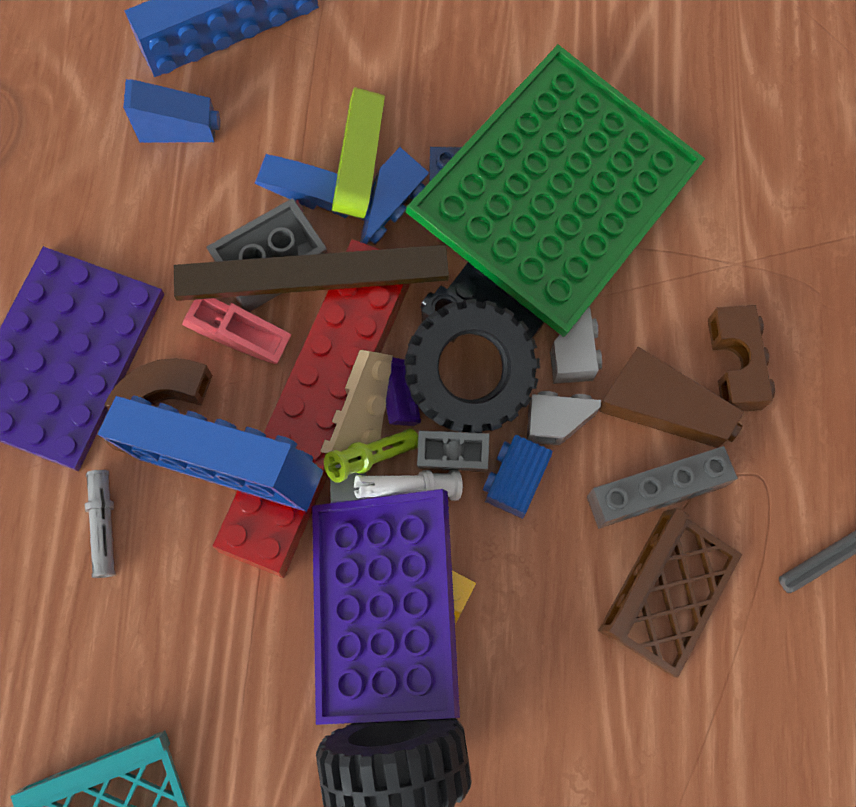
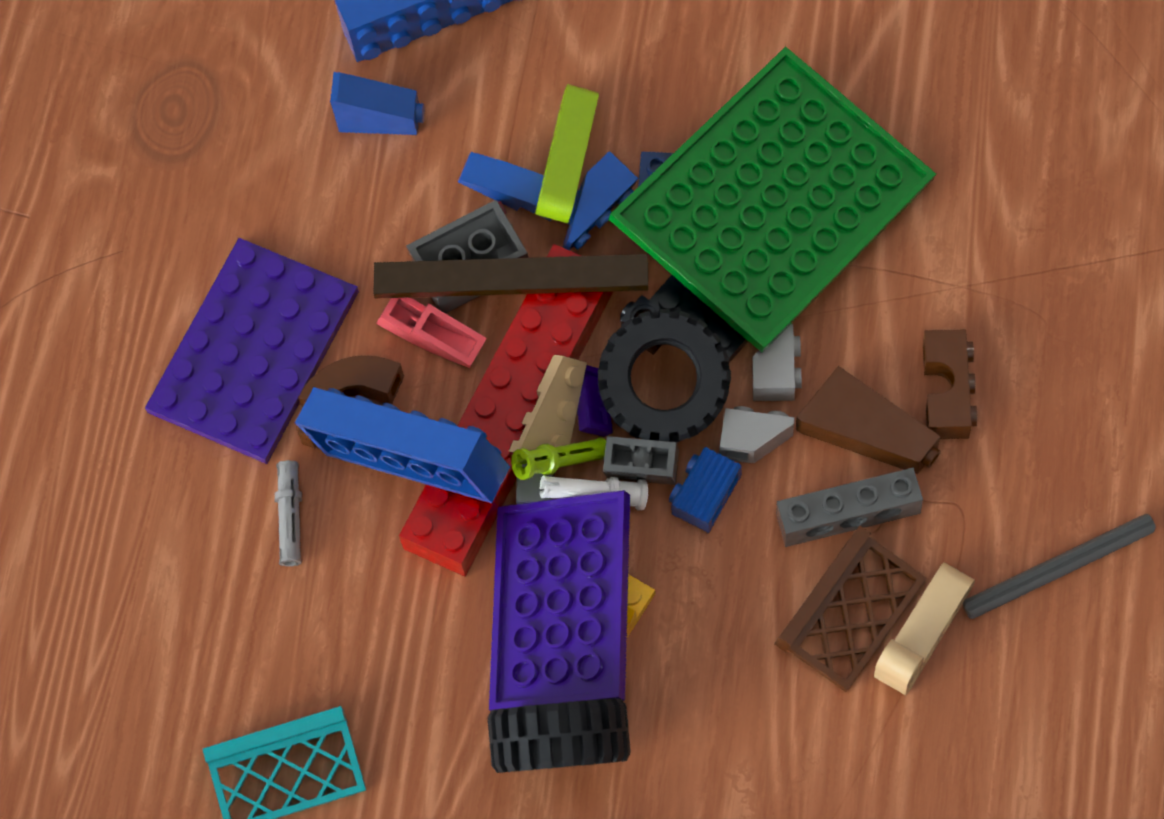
camera: 15 degrees right, 5 degrees down
(746, 612) = (923, 630): none -> tan beam

